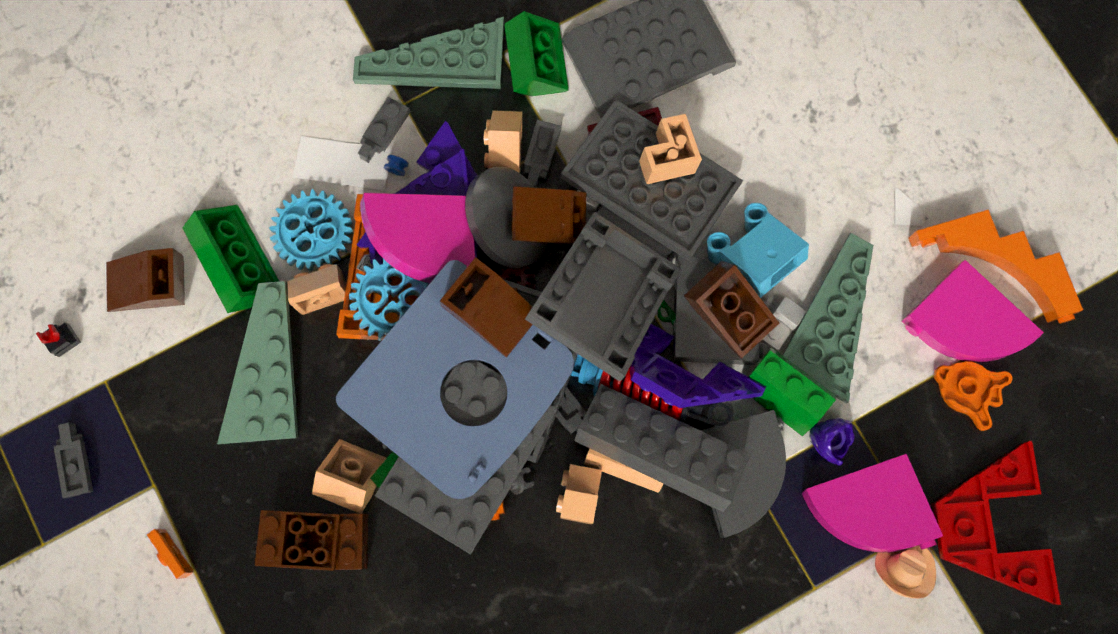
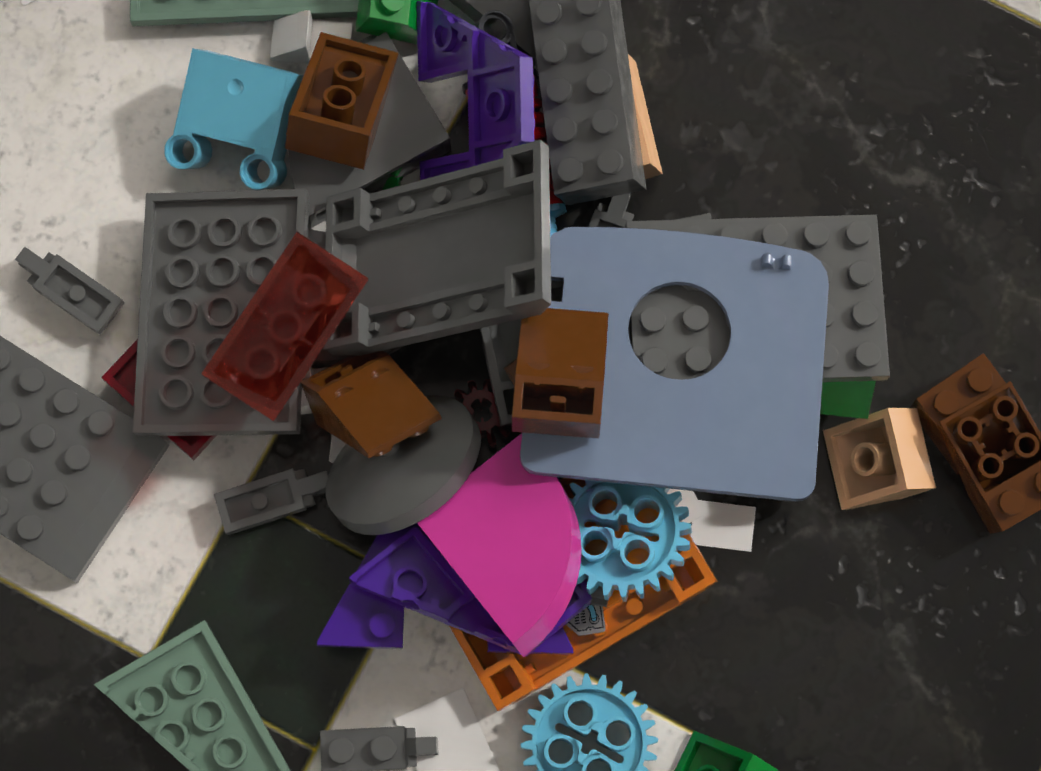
camera: 125 degrees left, 0 degrees up
(263, 385) = (842, 654): sand green wing -> none
(316, 289) = (665, 671): light nougat slope -> none
(396, 165) = (418, 689): blue bush -> none
(504, 139) = (290, 552): light nougat brick -> none
(536, 55) = (126, 599): green slope -> none
(580, 494) = (710, 149): light nougat brick -> none
(613, 188) = (285, 327): none -> clear red windscreen
(674, 155) = (171, 288): light nougat brick -> none
(718, 119) = (71, 289): none -> dark grey hinge

